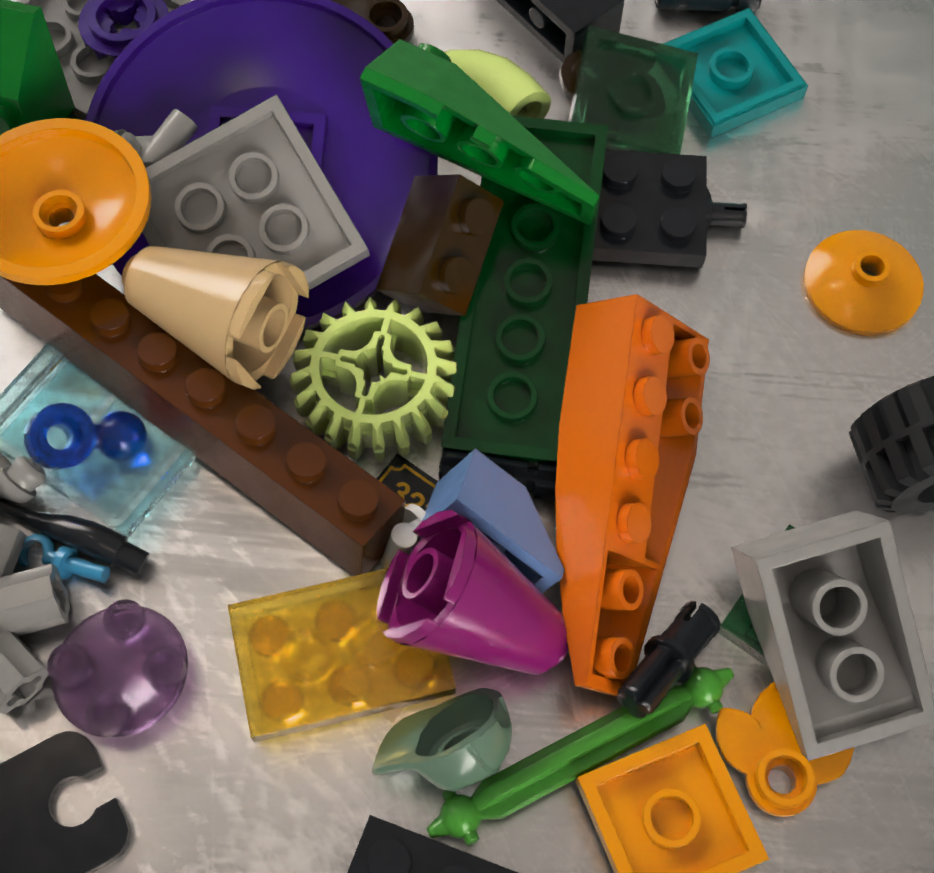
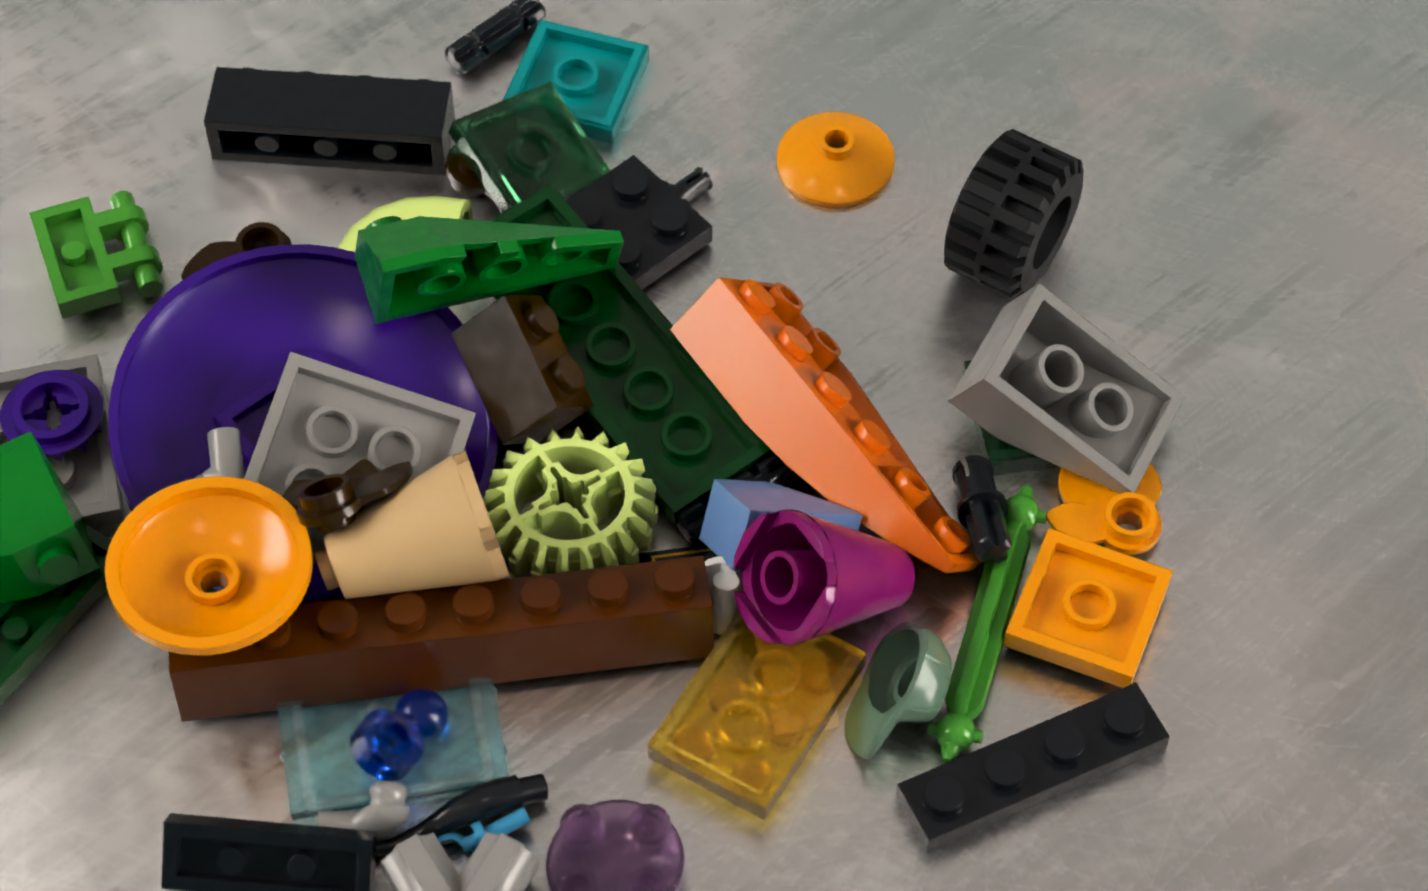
camera: 45 degrees left, 10 degrees down
(177, 220) = (335, 498): none -> dark brown plate

